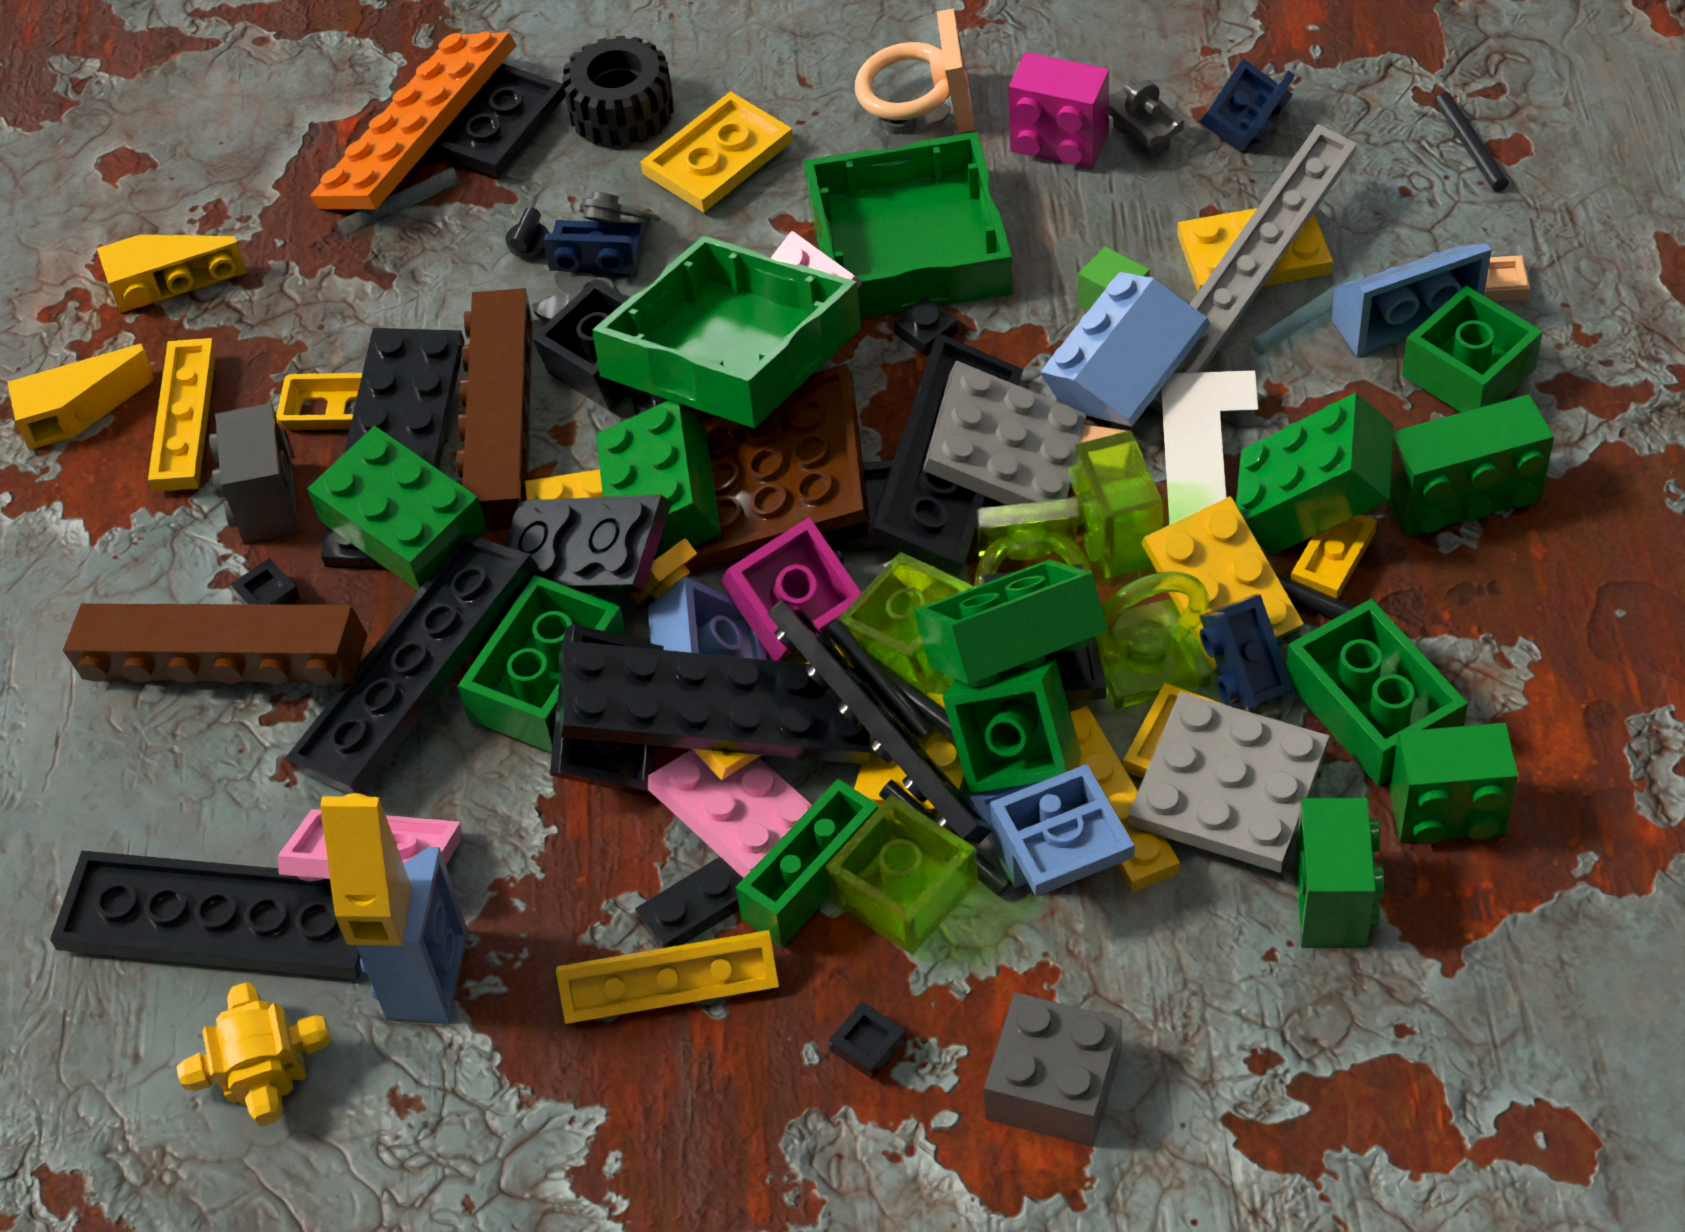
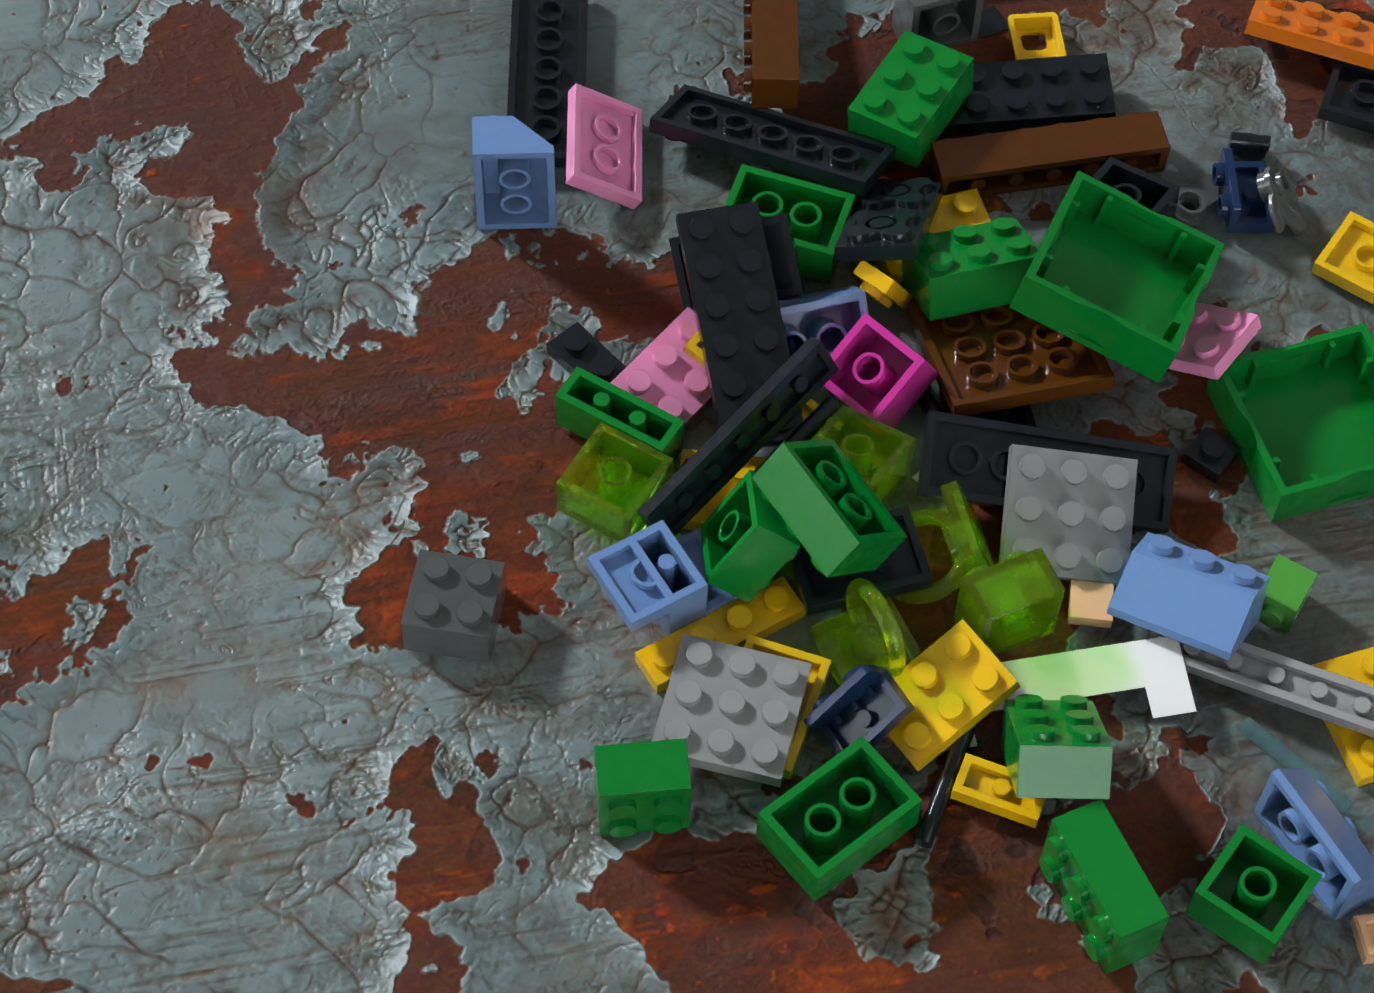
camera: 75 degrees right, 5 degrees up
(254, 1053) = (430, 112): yellow piece -> none
(265, 585) = (838, 42): black plate -> none
(365, 871) = (491, 95): yellow slope -> none
(398, 202) = (1272, 55): clear light blue bar -> none
(667, 976) = (517, 349): yellow plate -> none
(867, 1040) = (475, 484): black plate -> none
(1453, 783) = (740, 876): green brick -> none

